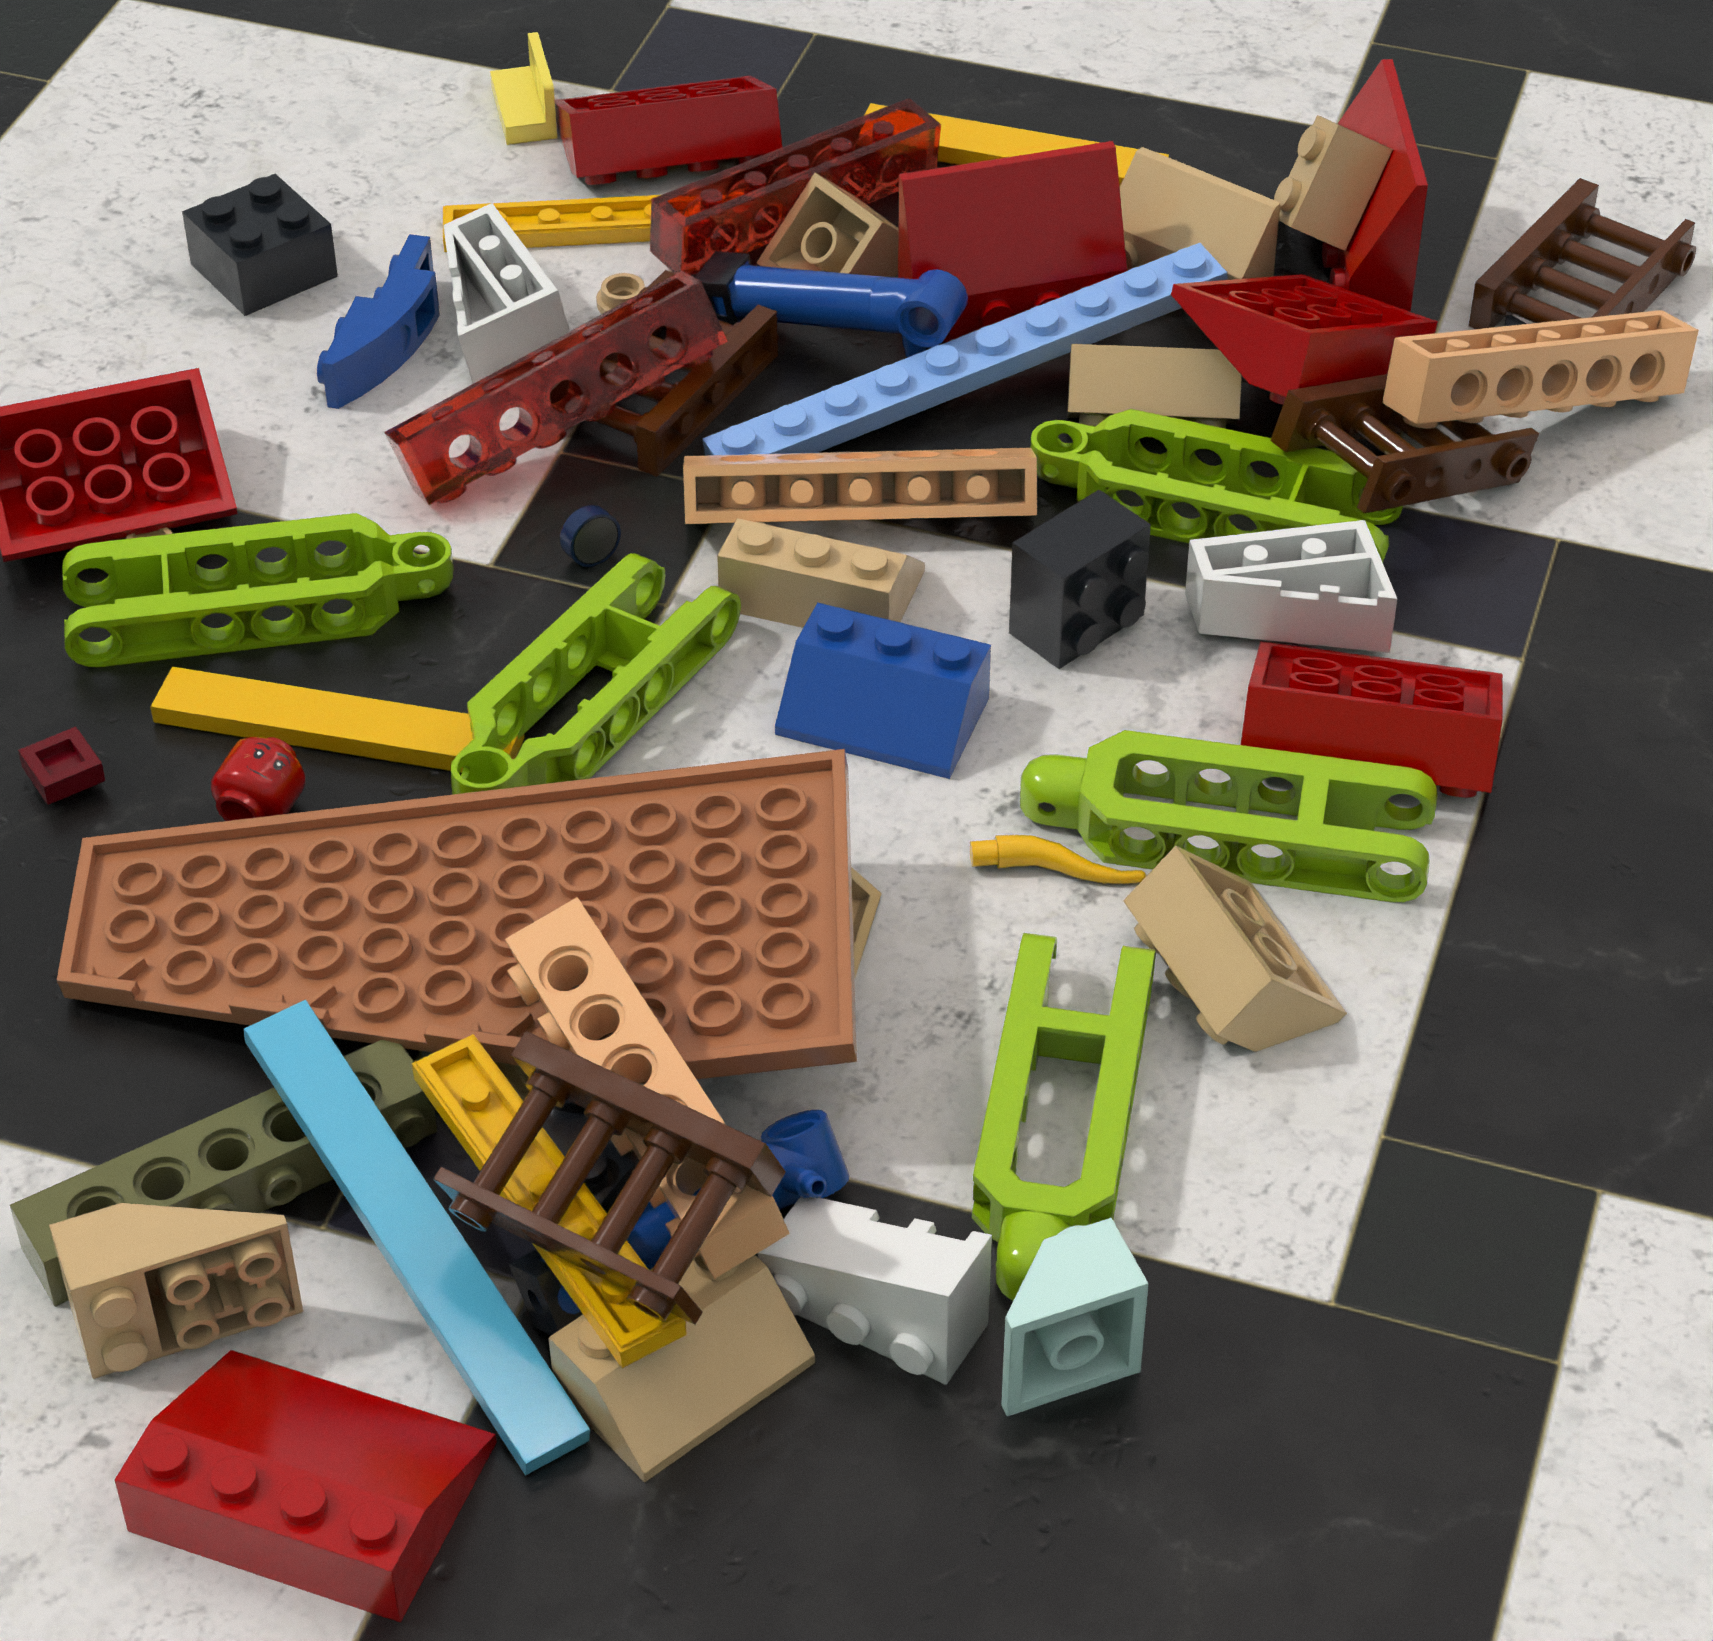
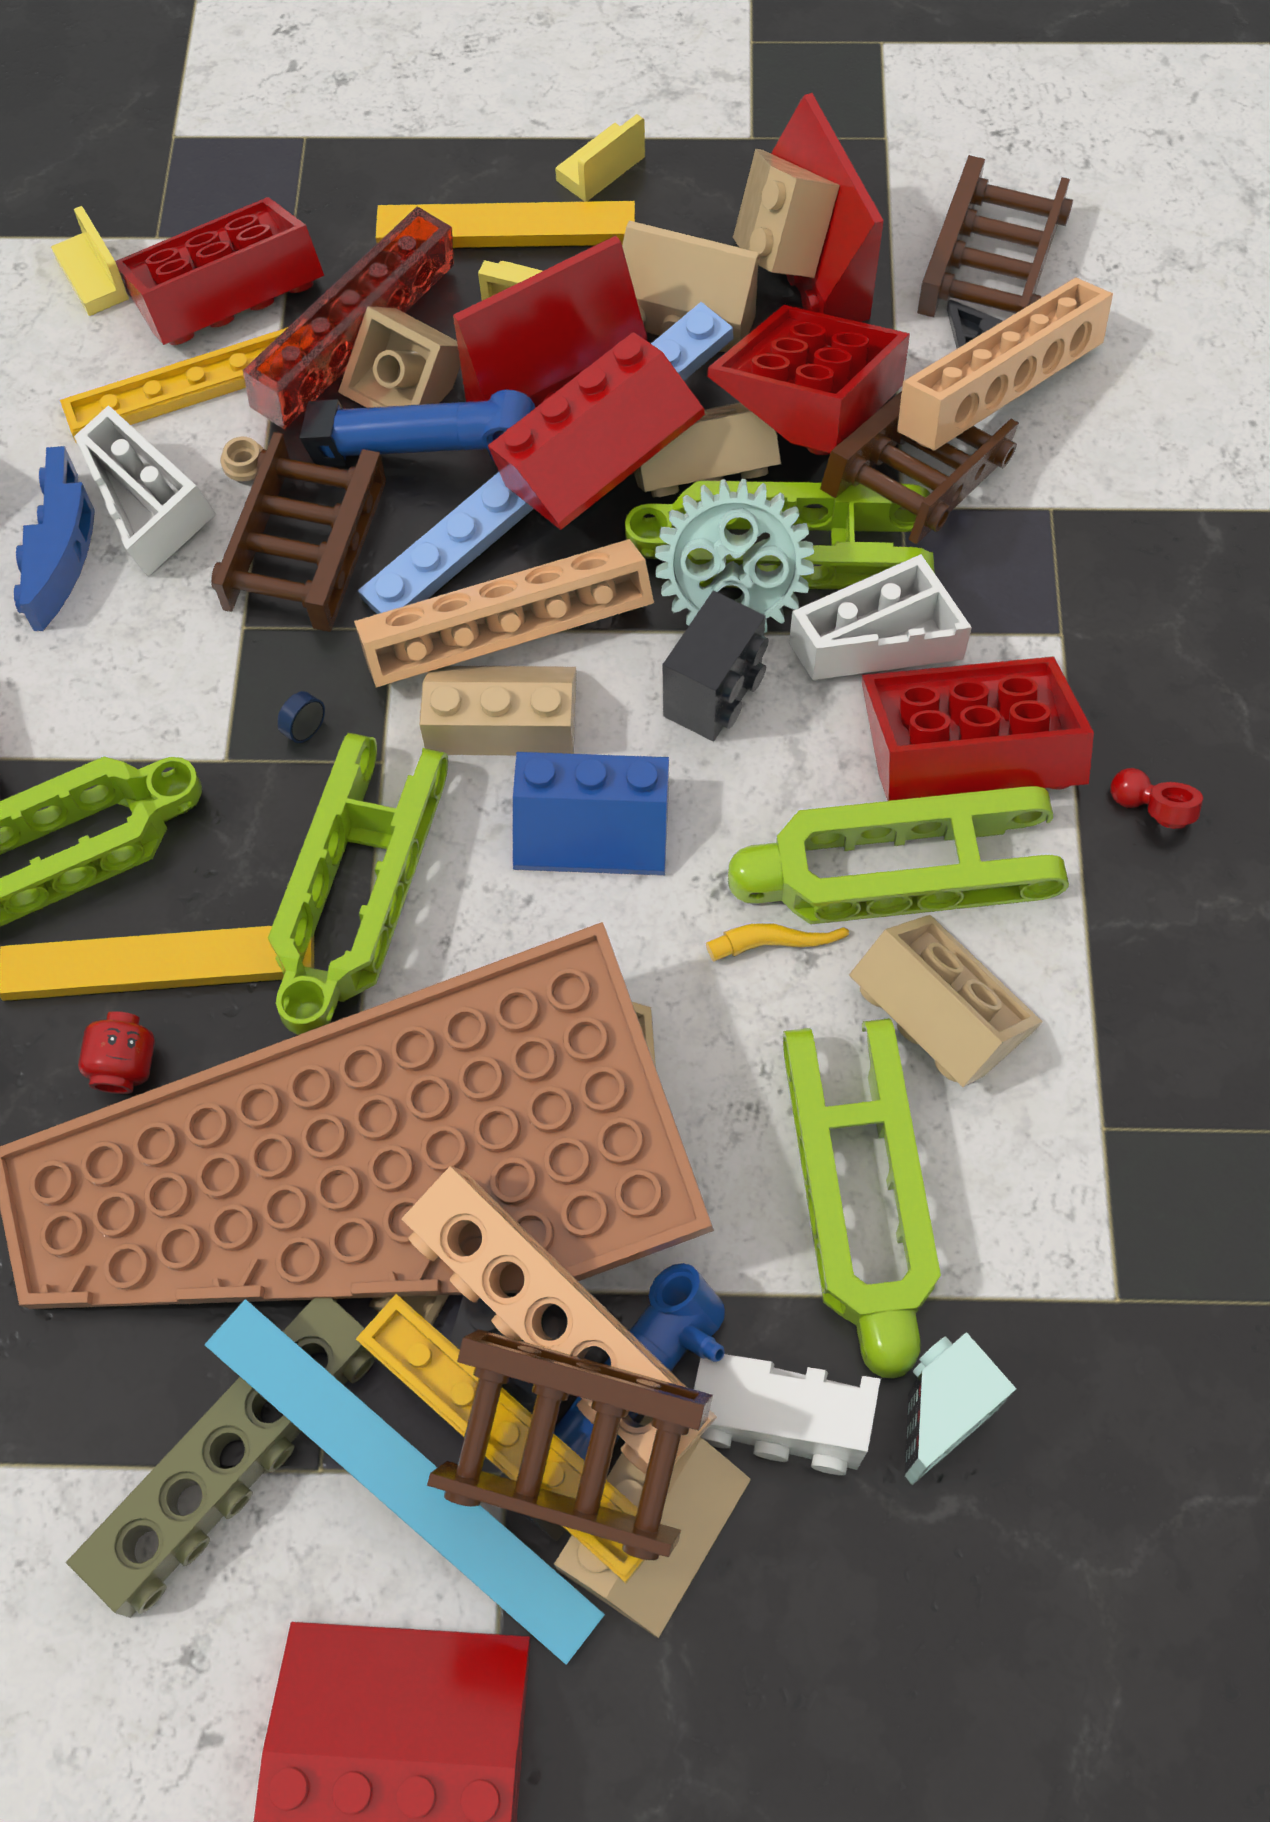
camera: 15 degrees left, 20 degrees up
(171, 1279) = (204, 1606): tan slope -> none
(476, 411) = (204, 590): clear red brick -> none
(1023, 322) = (595, 430): none -> red slope
(1117, 432) = (705, 528): none -> light aqua gear
(1151, 109) = (603, 159): none -> light yellow panel
(1586, 837) = (1168, 802): none -> red plate

